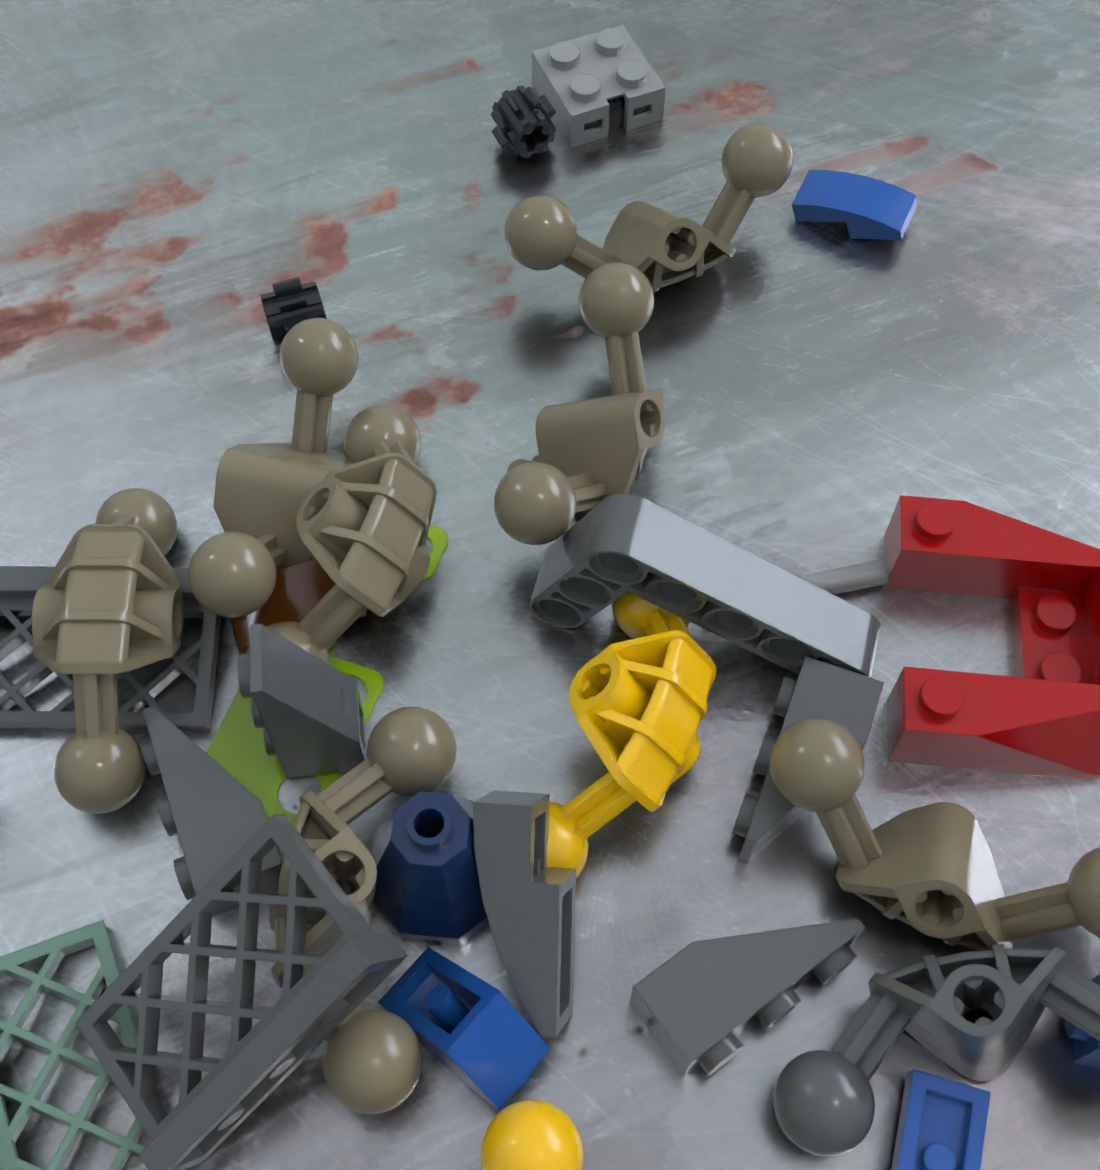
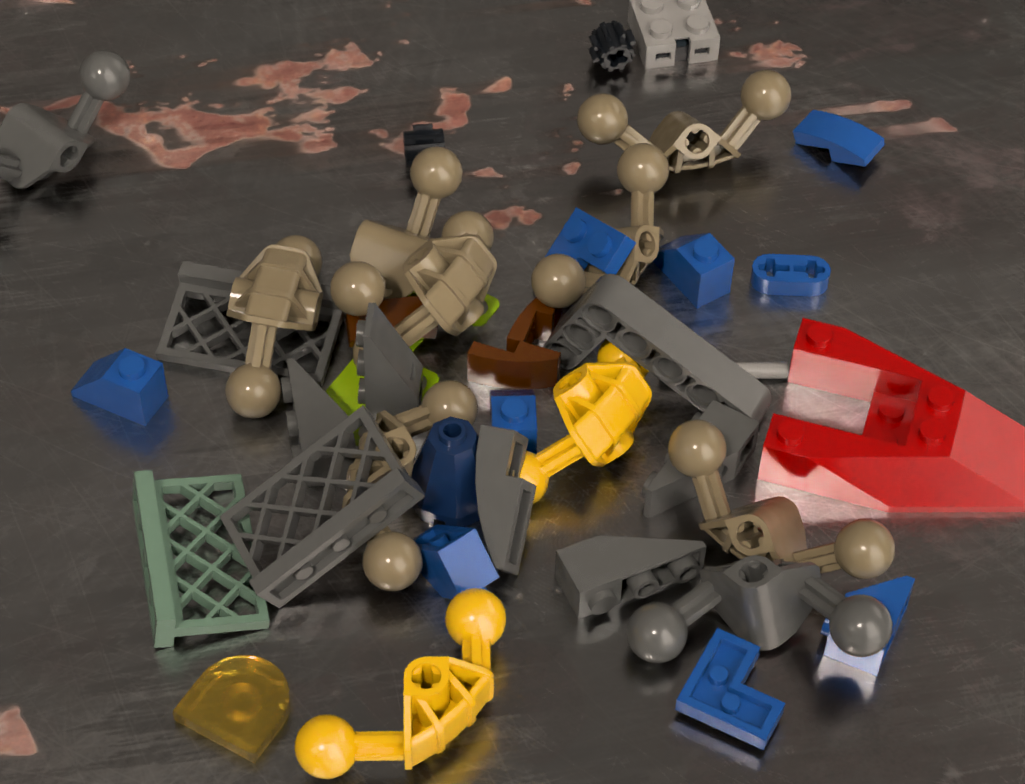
camera: 10 degrees right, 10 degrees down
(508, 565) = (534, 322): none -> reddish brown slope
(511, 737) = (516, 412): none -> blue slope
(513, 645) = (524, 369): none -> reddish brown slope
(563, 428) = (592, 243): none -> blue plate
(719, 430) = (697, 267): none -> blue slope
(846, 419) = (790, 275): none -> blue beam

